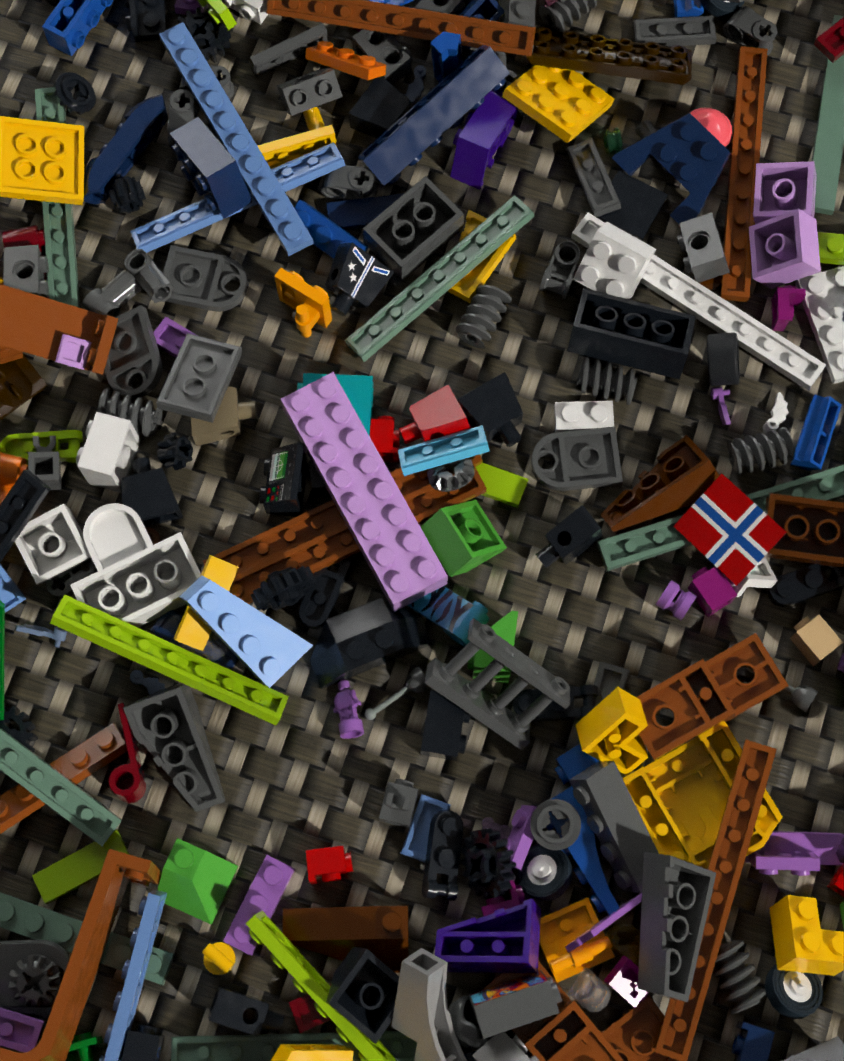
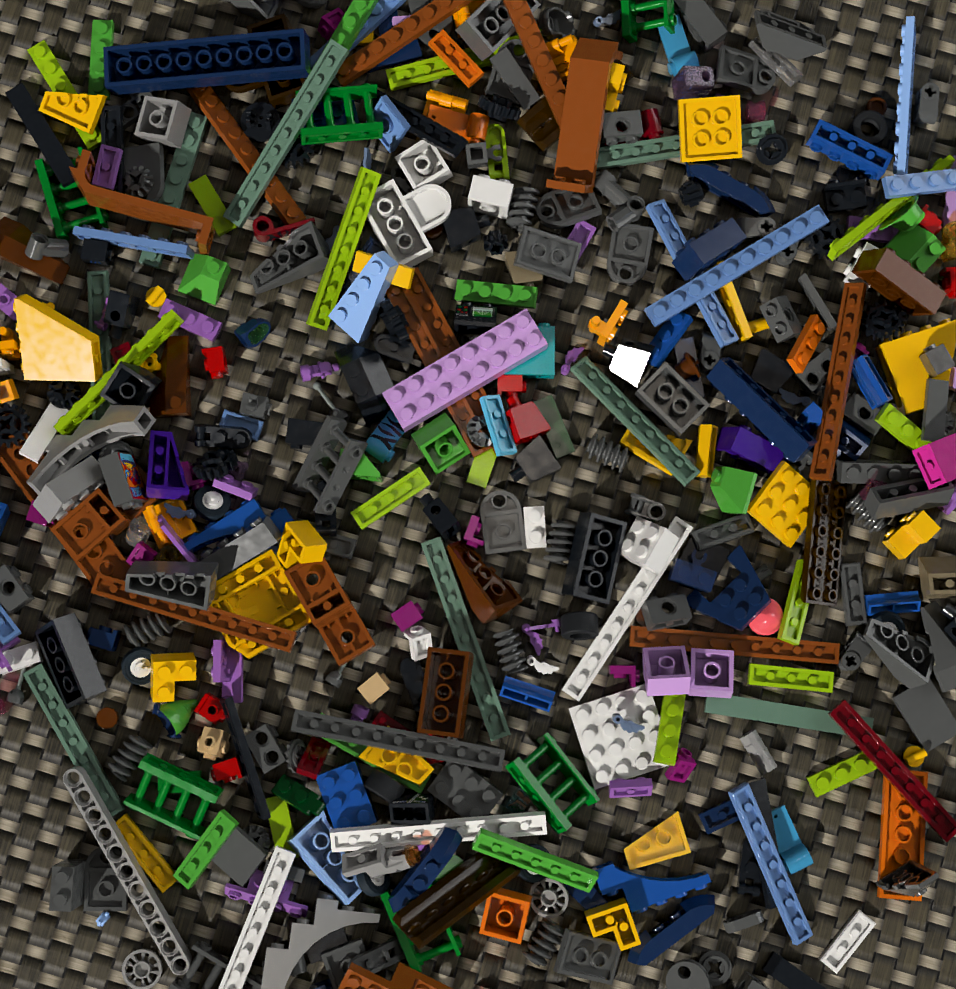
camera: 85 degrees right, 10 degrees up
(19, 106) = (755, 110): none -> clear pink wheel
(73, 351) = (562, 165): lavender tile -> none
(250, 453) = (496, 293): none -> bright green plate
(259, 1044) = (101, 324): none -> medium lavender piece
(286, 805) = (253, 332): none -> dark blue rock
(328, 961) = (155, 366): none -> yellow plate
(345, 360) = (569, 358): none -> medium lavender piece
(369, 204) = (687, 367): none -> reddish brown piece
(460, 378) = (557, 435): none -> dark green tile
(480, 194) = (706, 449): none -> yellow piece
(539, 156) = (732, 489): none -> bright green slope
(541, 610) = (390, 498): none -> lime plate
(560, 923) = (179, 513): none -> sand blue piece
(561, 810) = (230, 504): dark grey gear -> none
(588, 496) = (473, 528): none -> magenta bracket
(612, 140) = (754, 546): clear green bush -> none
(651, 211) = (692, 573): none -> dark blue brick
(683, 601) = (396, 594): medium lavender wheel -> none
(695, 93) = (795, 610): none -> lime plate
(729, 529) = (446, 625): sticker -> none
(738, 421) = (535, 640): none -> medium lavender piece
(785, 107) = (790, 678): none -> lime plate

